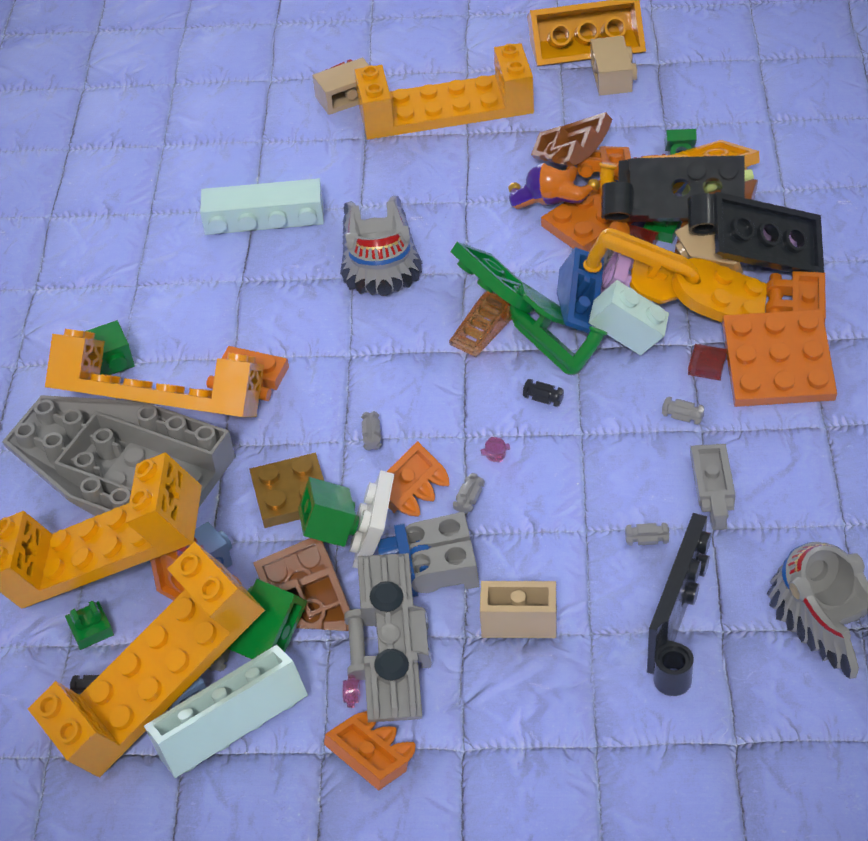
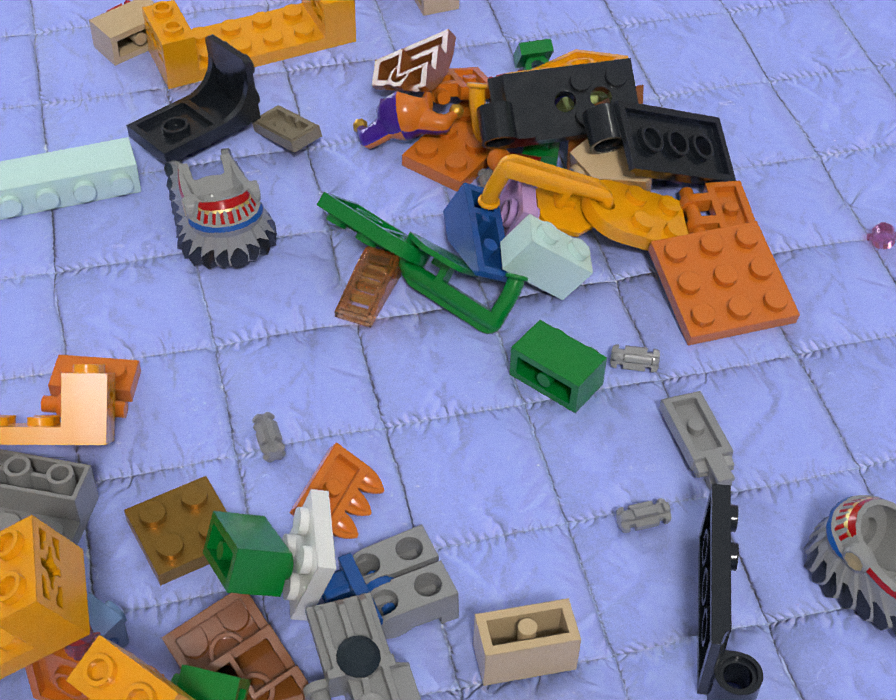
camera: 20 degrees left, 0 degrees up
(394, 163) = (213, 110): none -> black bracket
(451, 184) = (287, 128): none -> dark tan plate
(468, 493) = (413, 499): light grey piece -> none
(495, 449) = (428, 437): clear pink piece -> none
(543, 392) = (465, 359): black piece -> none
(614, 407) = (557, 365): none -> green brick
(707, 362) = (643, 297): clear red tile -> none

